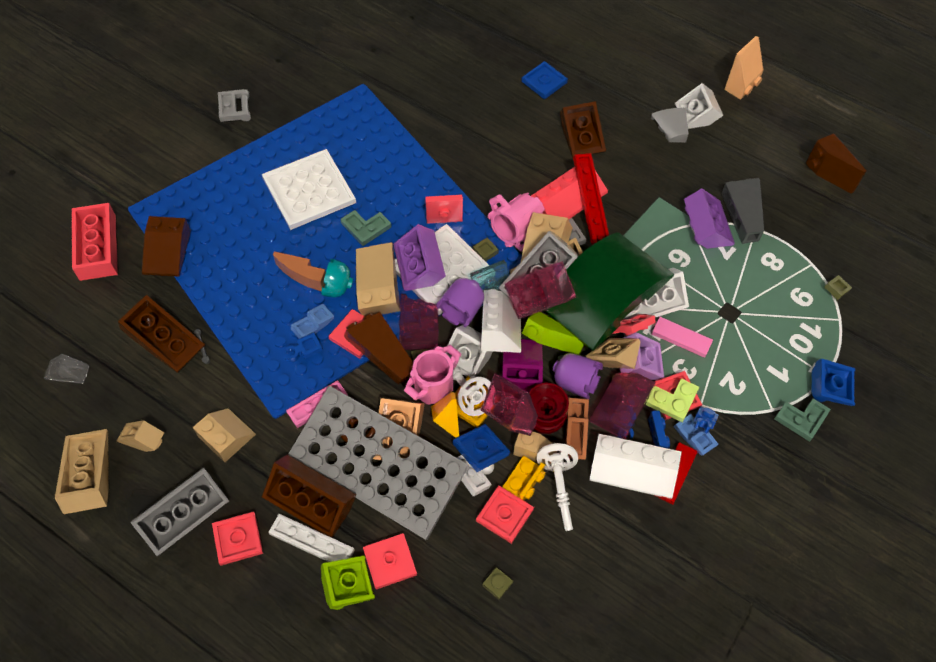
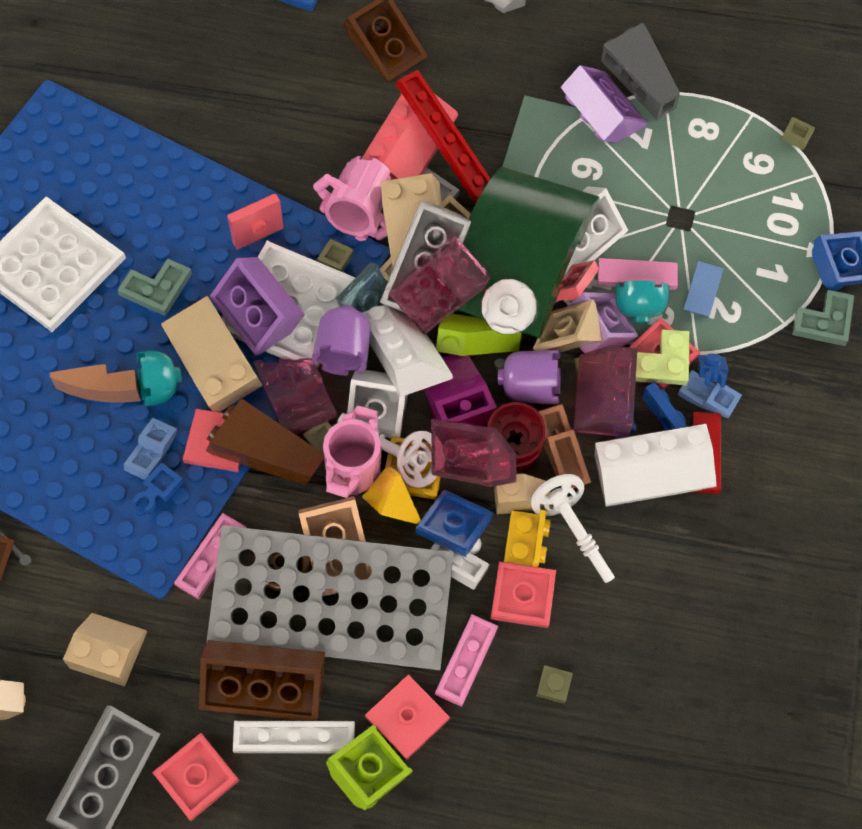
camera: 25 degrees left, 5 degrees up
(446, 541) = (466, 660): none -> bright pink tile
(580, 321) = (509, 306): none -> white tile
(675, 353) = (641, 300): none -> teal cylinder
(723, 364) = (703, 289): none -> medium blue slope

